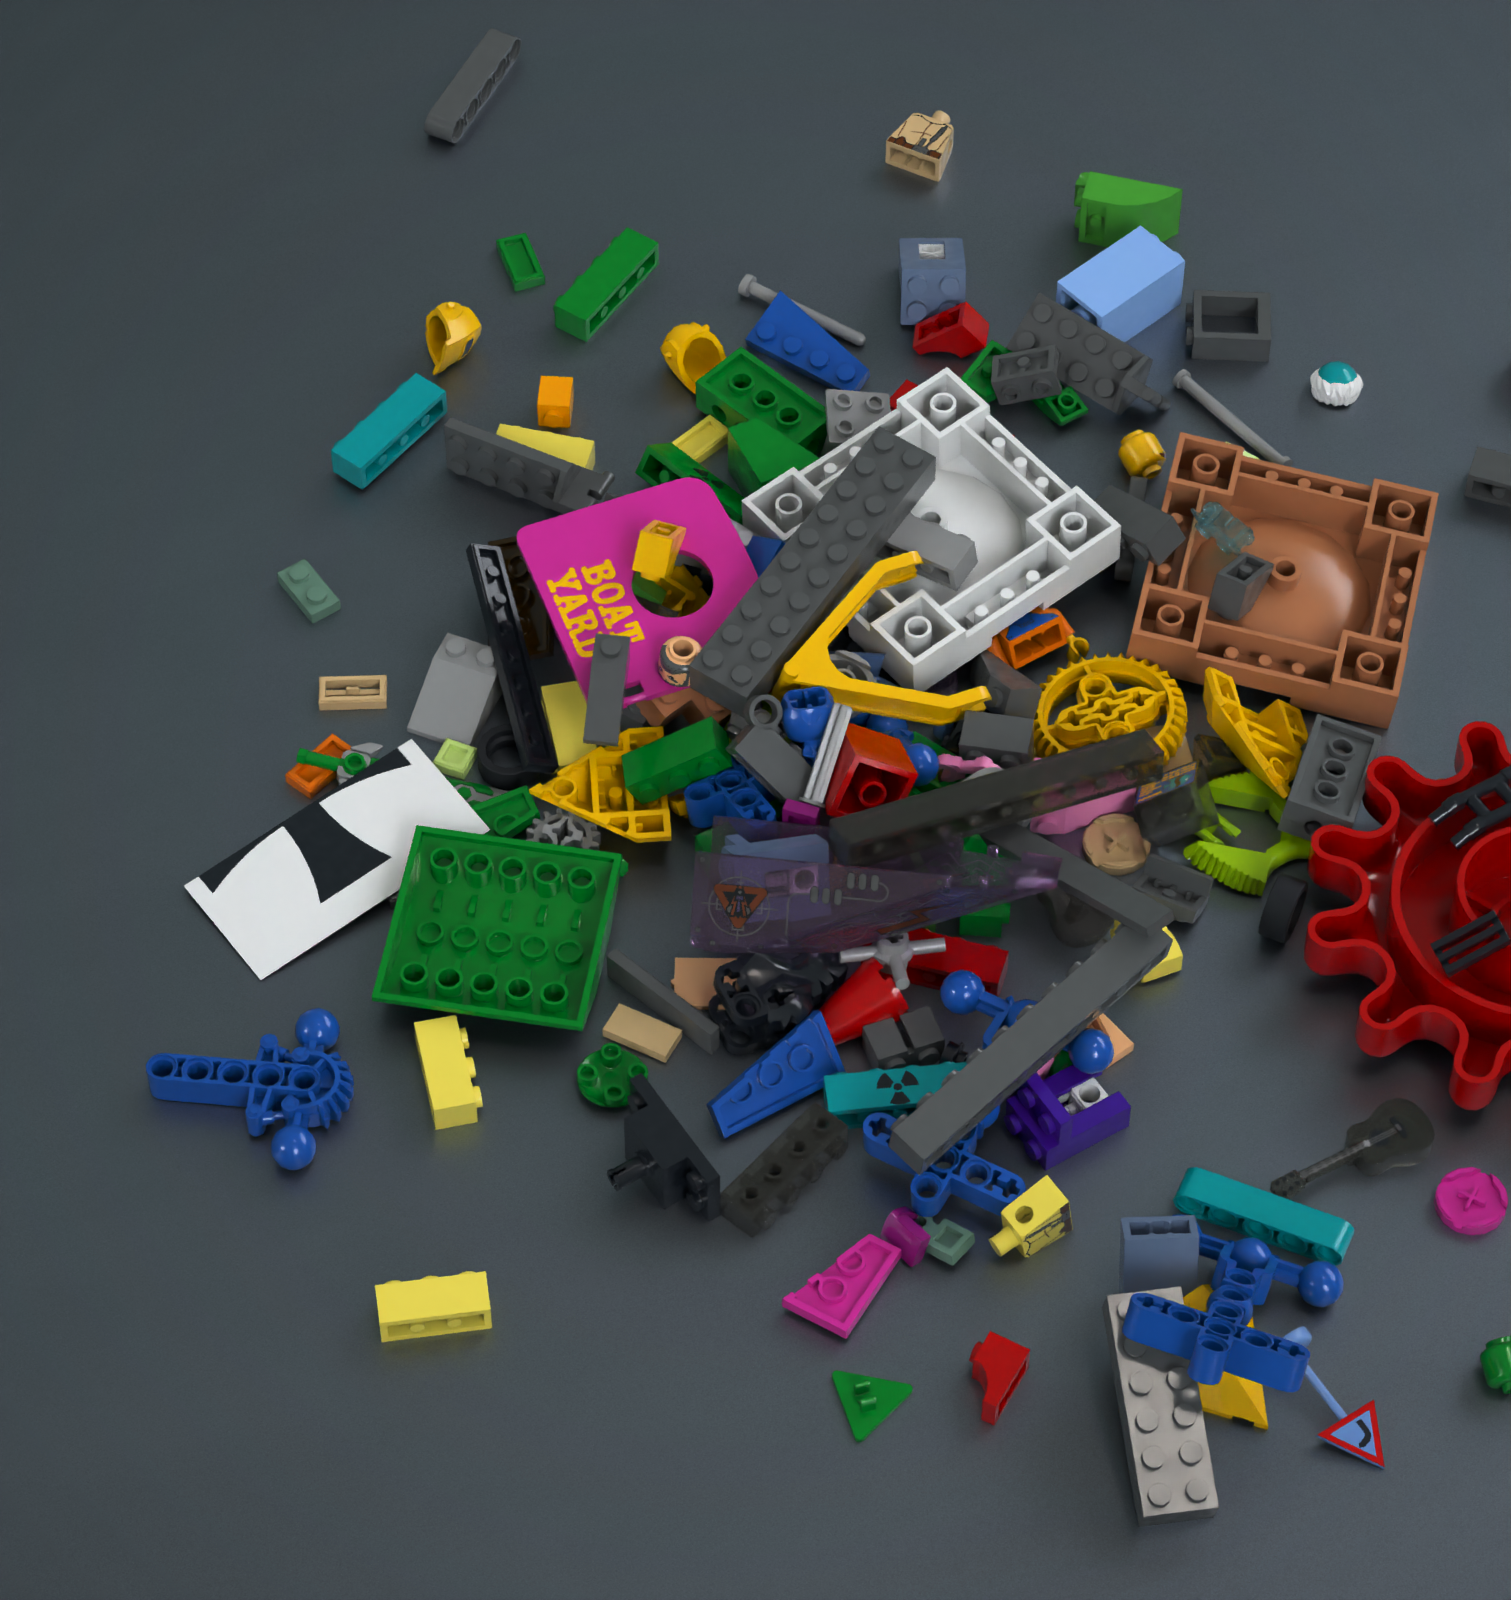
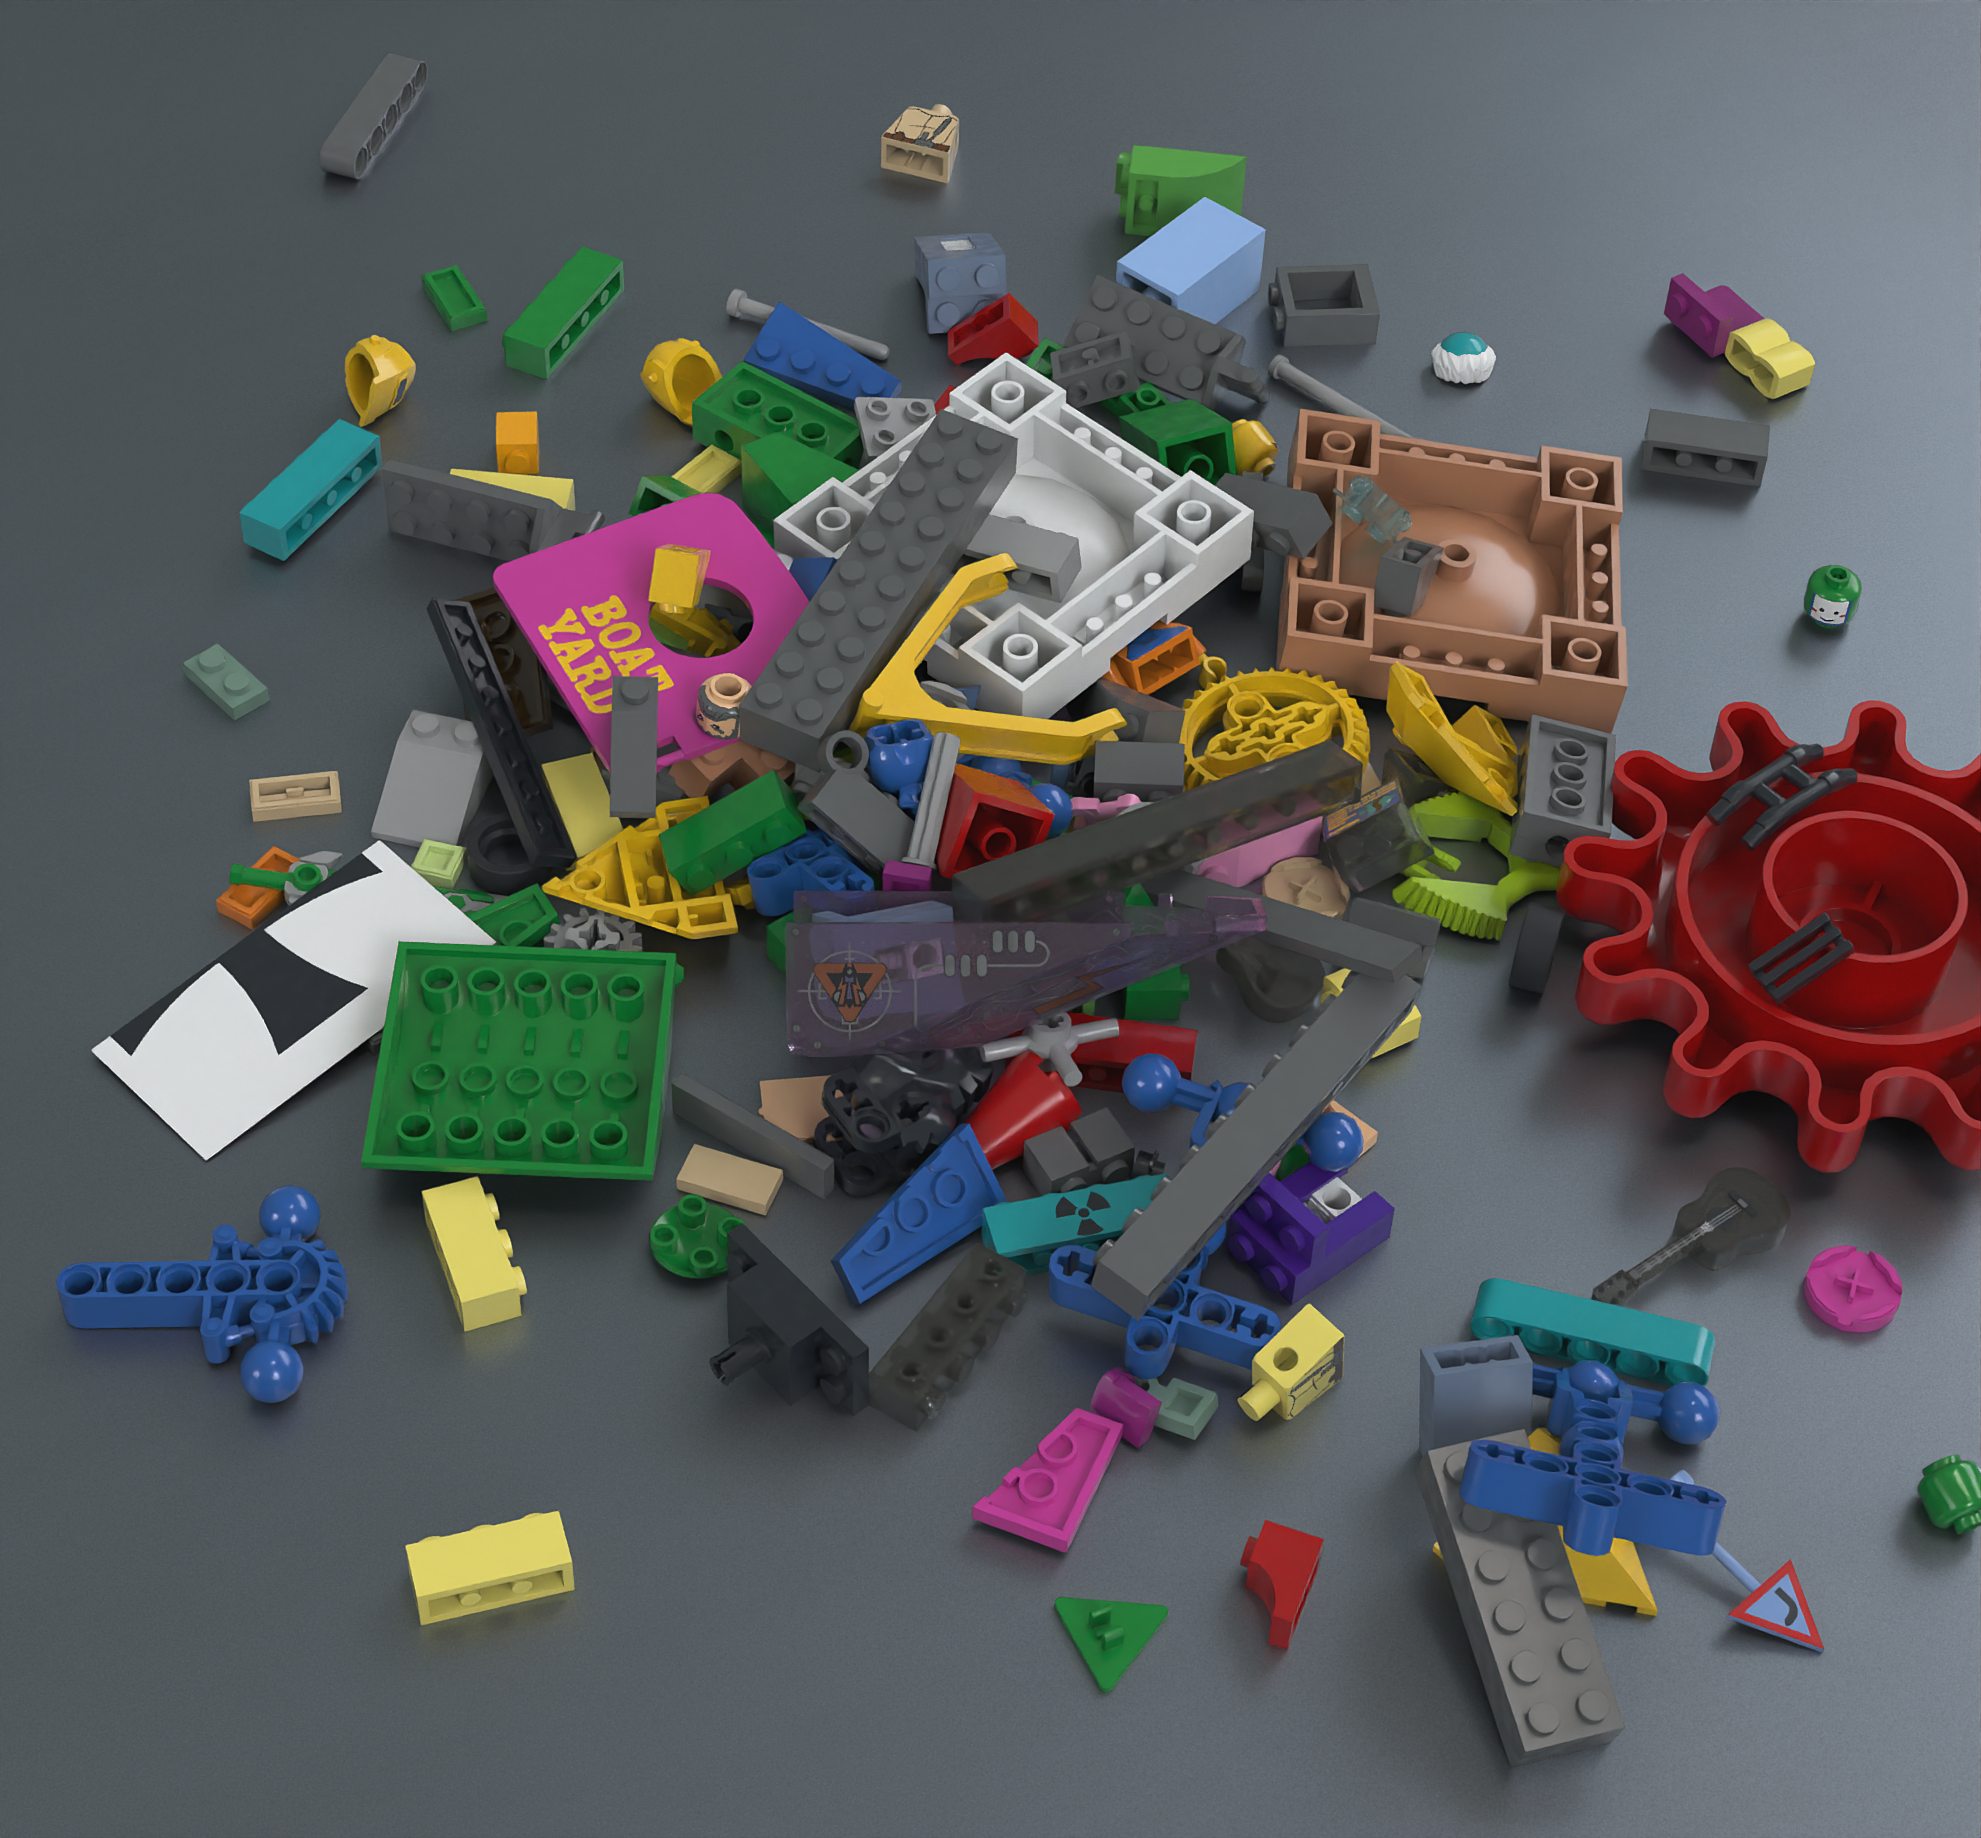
camera: 10 degrees left, 5 degrees down
(1085, 450) = (1183, 439): none -> green slope

